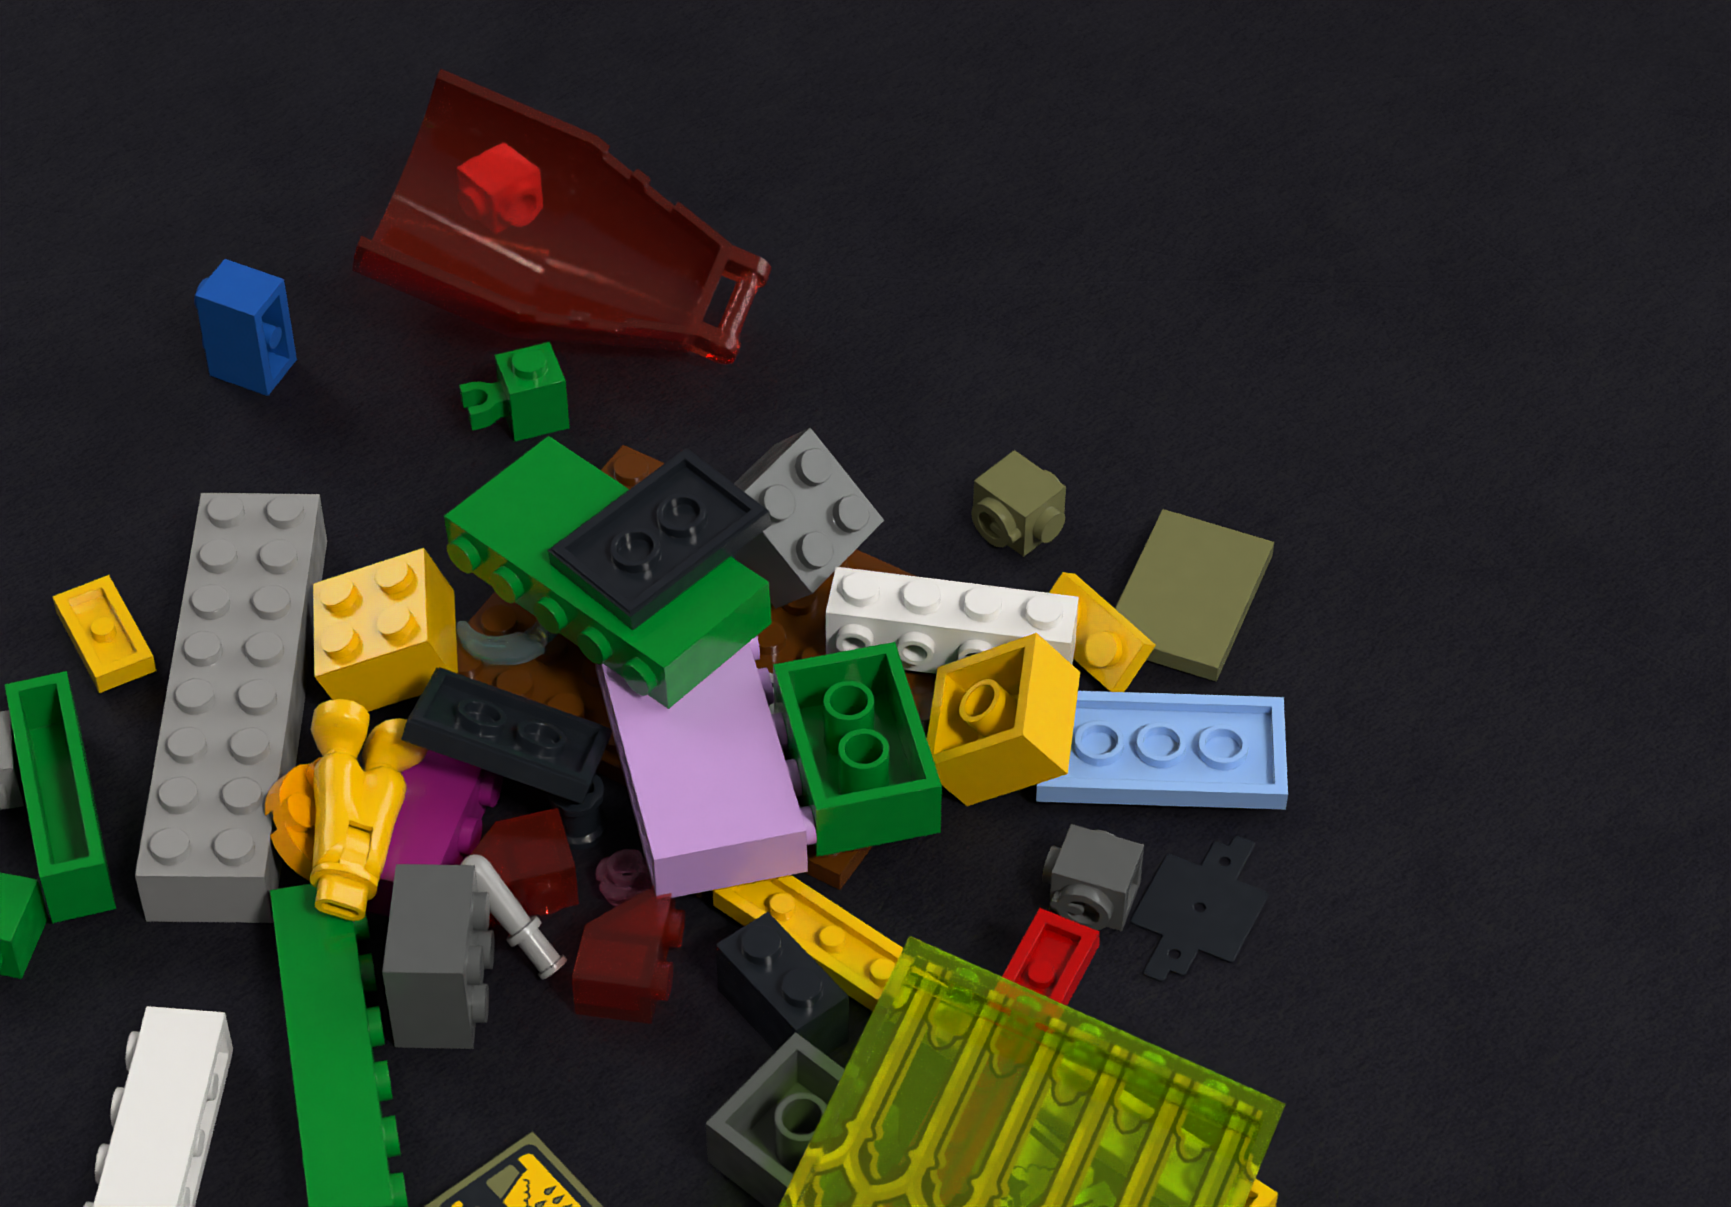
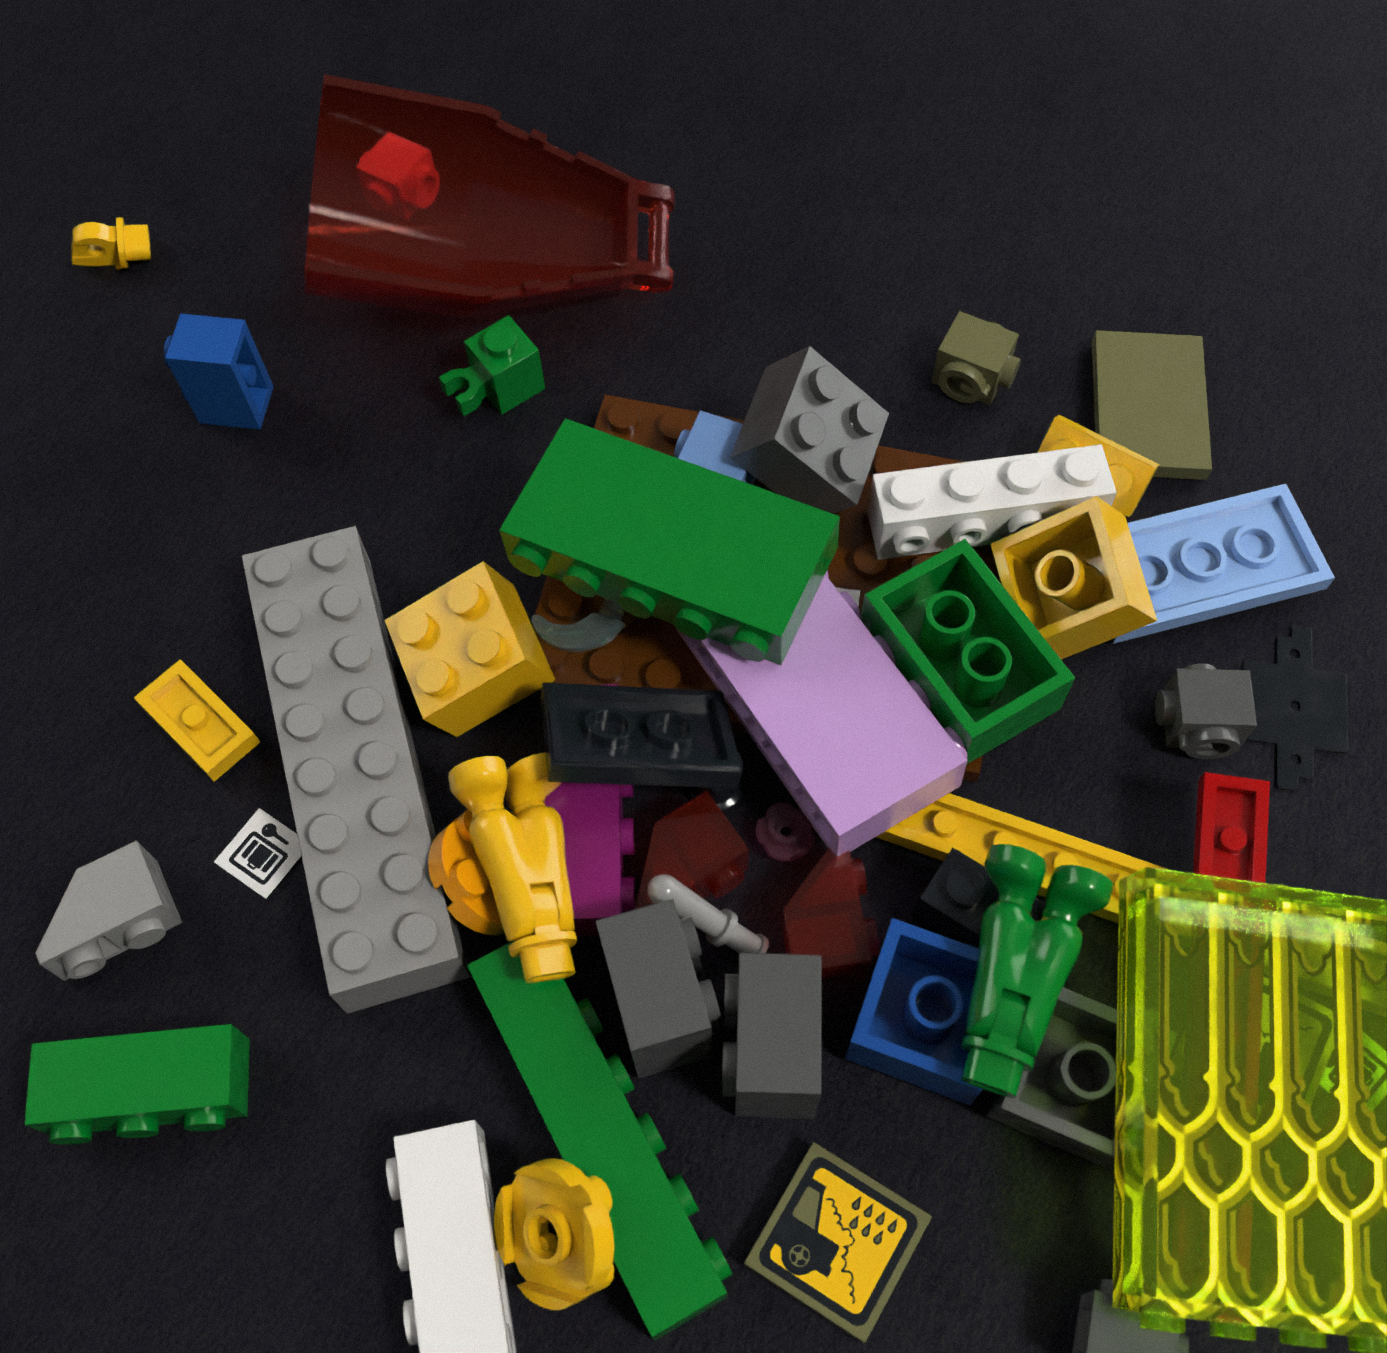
camera: 15 degrees left, 15 degrees up
(59, 797) = (218, 919): green brick -> none
(121, 767) = (261, 853): none -> white sticker
(184, 186) = (110, 245): none -> yellow piece
(261, 1119) = (579, 1208): none -> yellow plate
(528, 1023) = (778, 1029): none -> dark grey brick
(659, 538) = (721, 501): black tile -> none
(684, 1045) = (918, 1011): none -> blue brick
(778, 1000) = (1023, 962): none -> green piece

